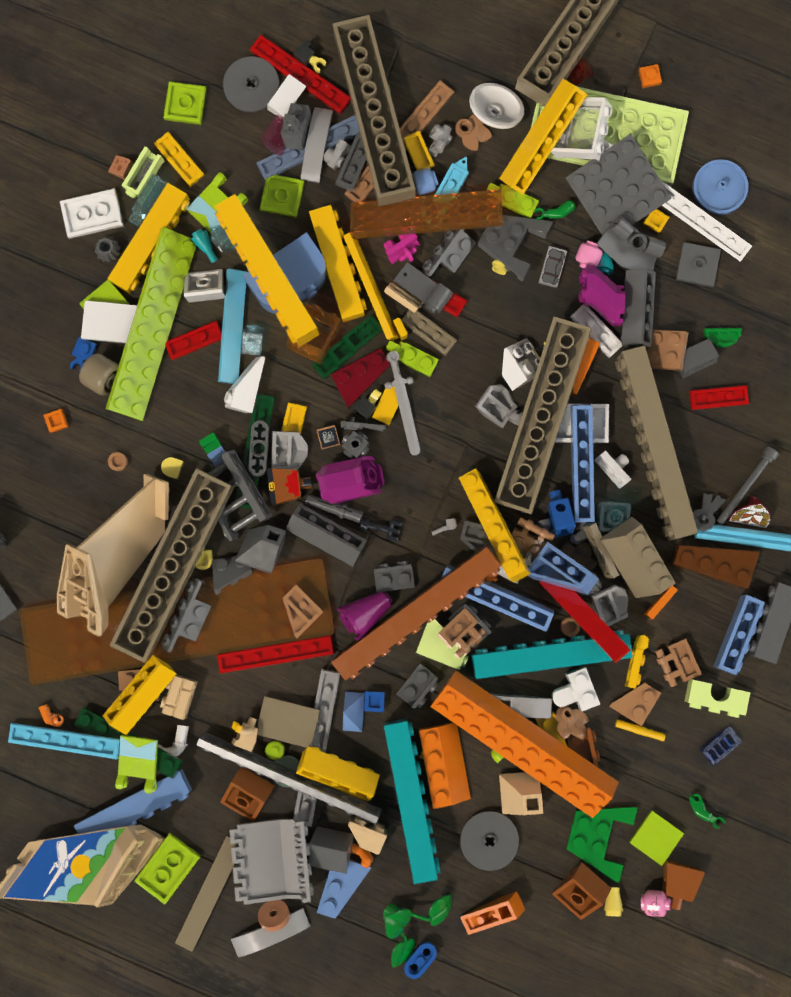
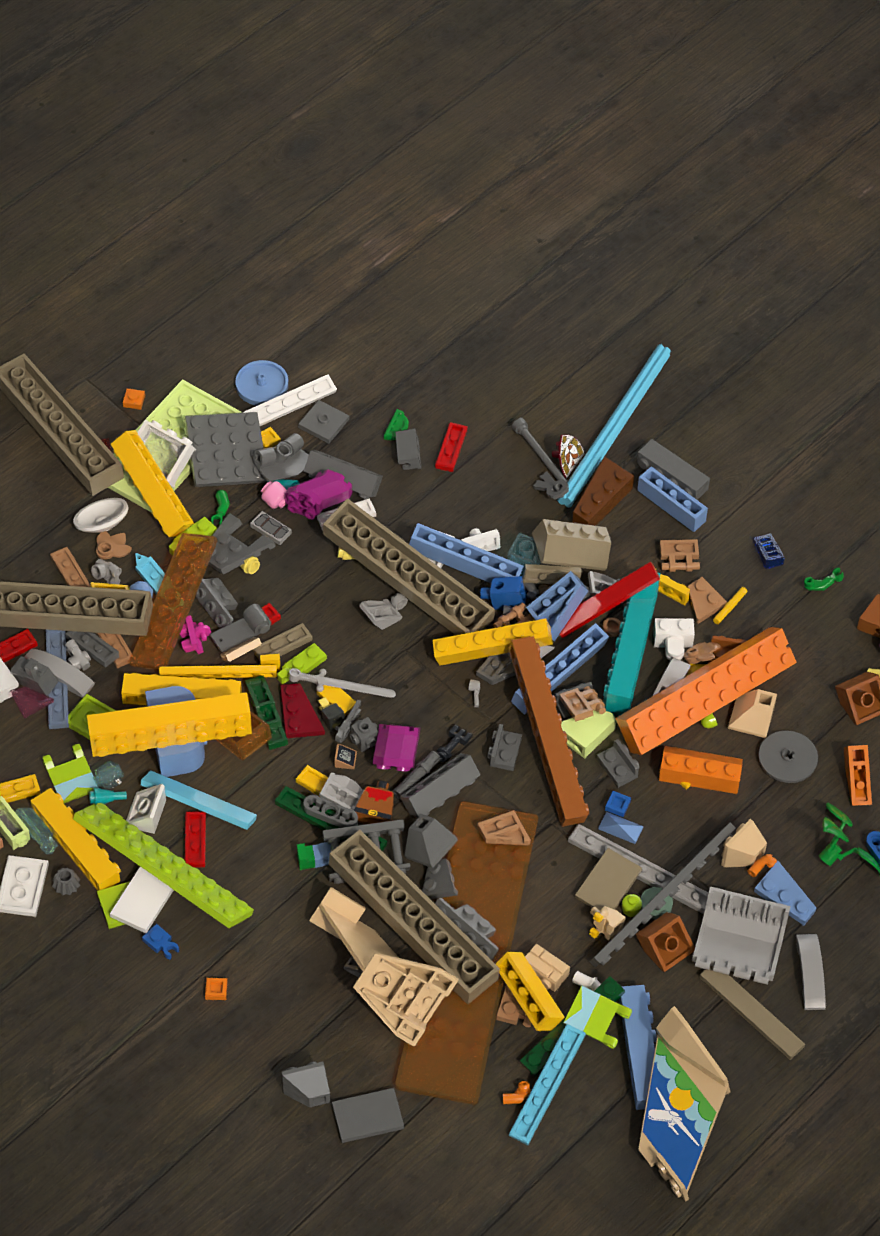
camera: 75 degrees left, 30 degrees down
(98, 374) = (190, 926): dark tan head -> none
(117, 461) = (284, 947): medium nougat tile -> none
(167, 868) = (718, 1038): lime tile -> none
(172, 467) = (311, 900): light yellow tile -> none
(244, 390) = (264, 805): white slope -> none
(252, 339) = (220, 786): clear light blue bracket -> none
(275, 654) = (537, 874): red tile -> none
(279, 920) = (794, 955): nougat piece -> none
(331, 849) = (751, 880): dark grey slope -> none
(338, 773) = (675, 850): yellow brick -> none
(364, 613) = (530, 783): magenta cone -> none
(410, 800) = (724, 799): teal brick -> none
(519, 364) = (352, 579): white slope -> none
(591, 835) = (815, 676): green wing -> none
(656, 443) = (471, 499): dark tan brick -> none
(656, 837) = (834, 626): lime tile -> none
(660, 602) = (619, 549): orange tile -> none
(667, 349) = (391, 464): medium nougat plate -> none
(733, 702) = (715, 547): yellowish green arch -> none

